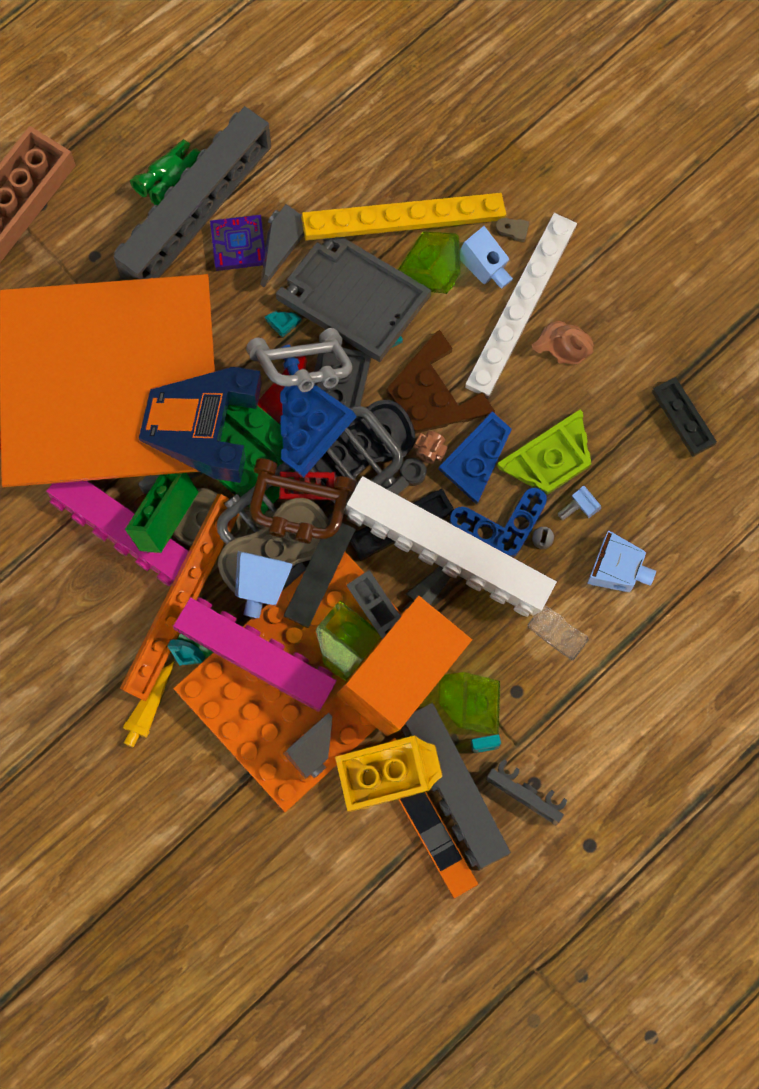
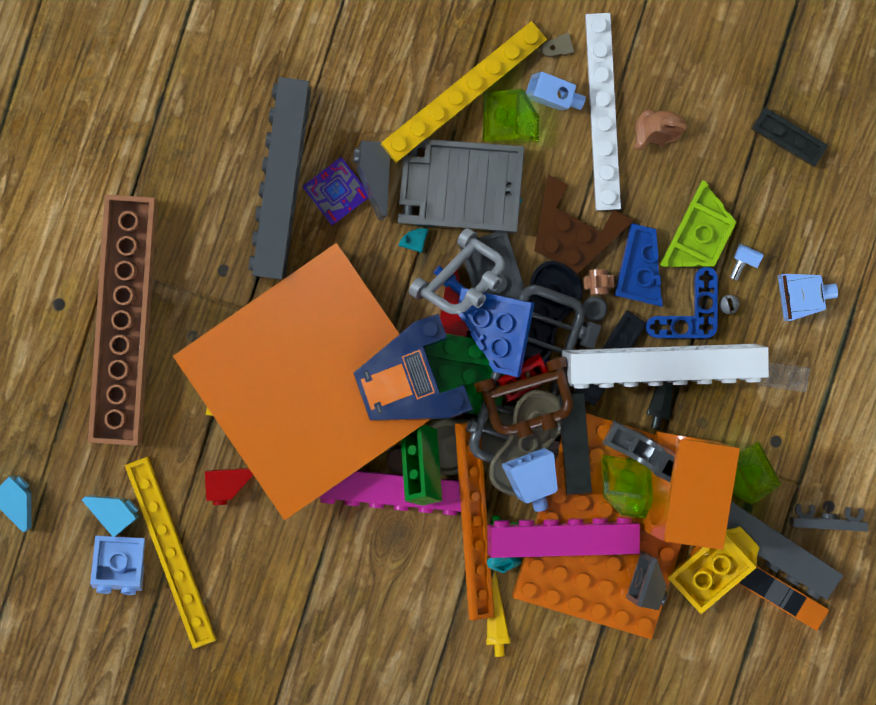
camera: 25 degrees left, 15 degrees up
(166, 170) = (242, 161): green piece -> none
(485, 743) = (776, 499): teal tile -> none

